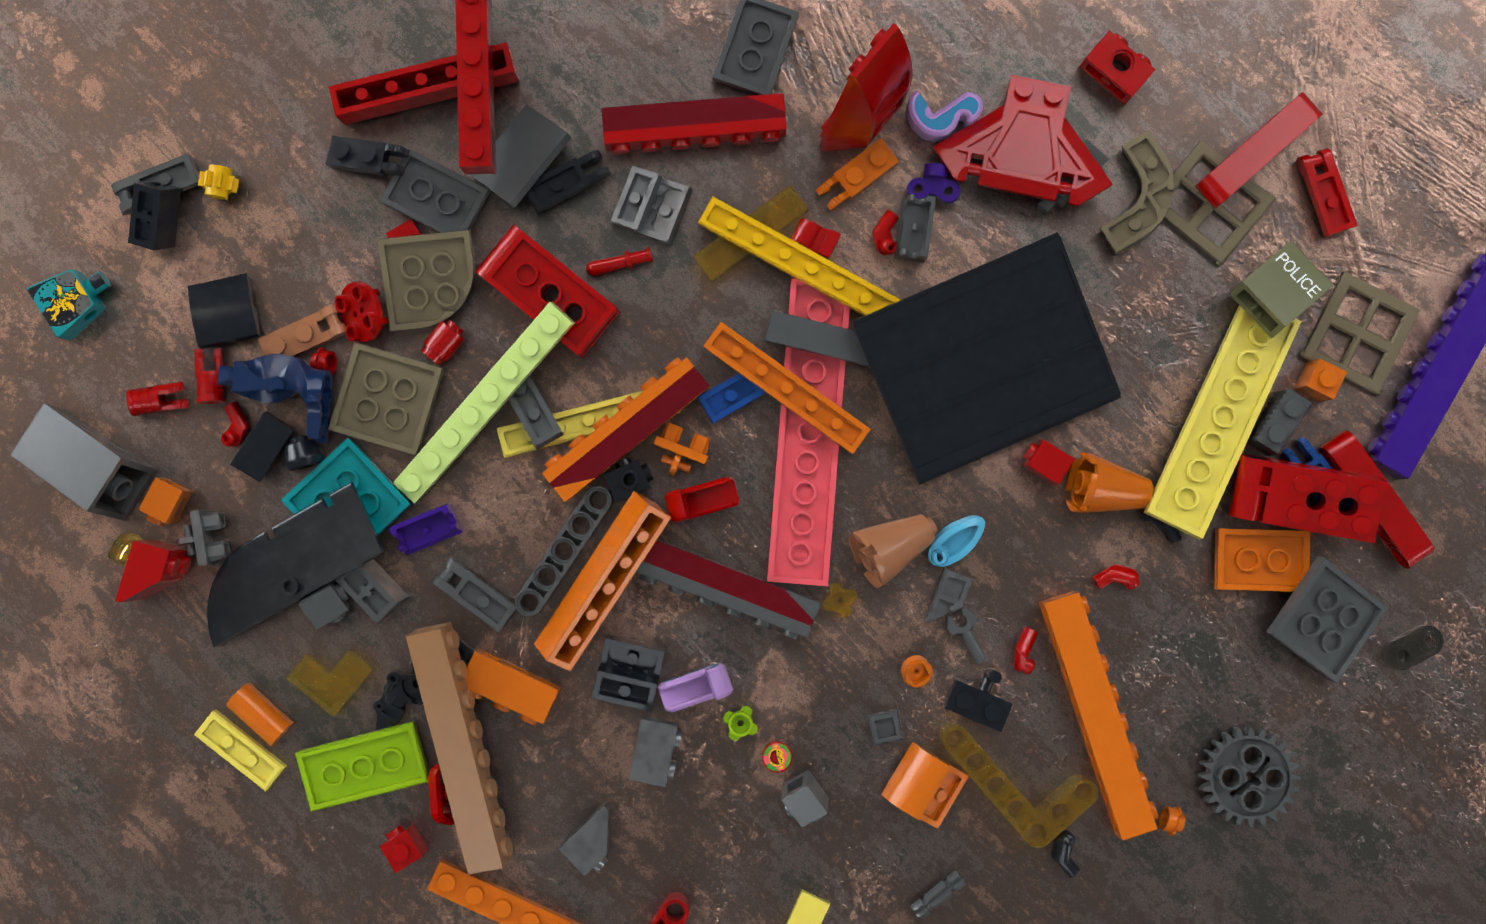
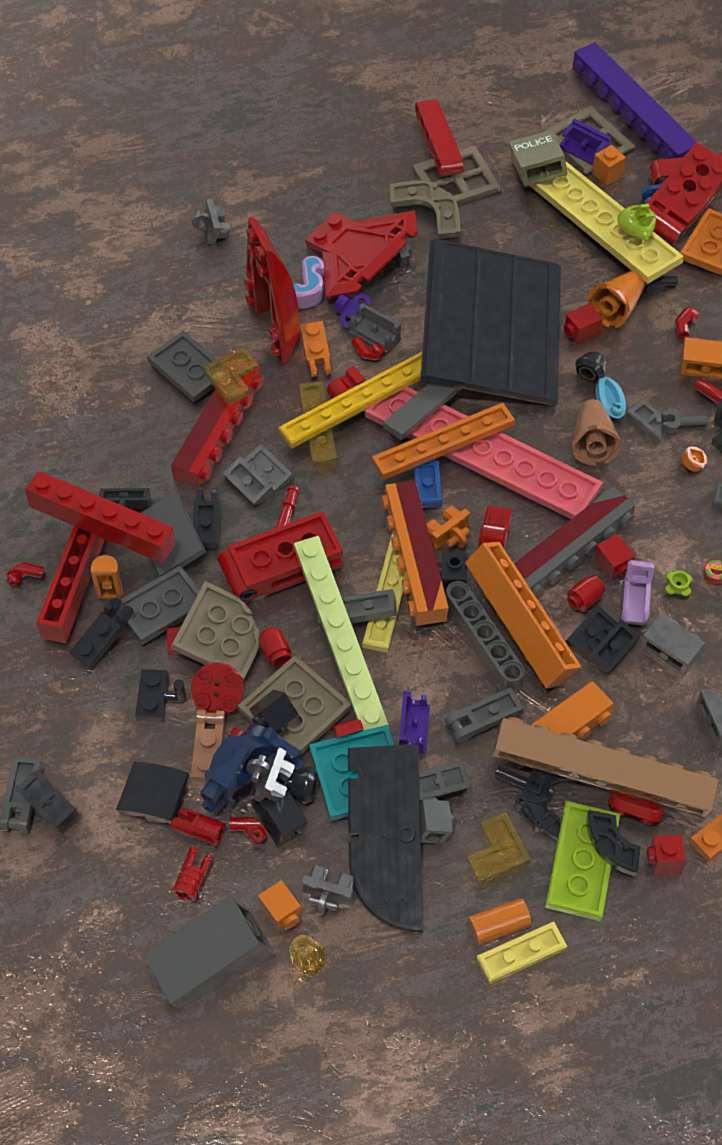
camera: 60 degrees left, 30 degrees down
(70, 301) = (69, 902): torso -> none
(151, 568) = (331, 928): red slope -> none
(218, 182) = (51, 744): yellow gear -> none
(278, 418) = (266, 771): none -> flat silver hips
(331, 249) = (154, 694): none -> black plate
(350, 386) = (274, 711): none -> black brick
(386, 465) = (347, 727): none -> red tile
(386, 789) = (611, 844): none -> black tile
(398, 23) = (21, 570): none -> red arm
(425, 125) = (106, 578): none -> orange brick
(540, 80) = (132, 498): none -> black plate
(673, 631) = (585, 593): none -> red brick
(734, 643) = (613, 556): none -> red brick
(745, 98) = (226, 374): none -> clear yellow plate
(842, 608) = (617, 477): clear yellow plate -> none
(988, 501) = (591, 366): none -> black cone
(1119, 83) = (337, 185): red brick -> none
(1222, 464) = (637, 221): none -> lime piece
(1278, 422) = (623, 189): dark grey brick -> none
(1327, 192) = (486, 118): red plate -> none
(1342, 334) = (584, 141): none -> dark purple hinge

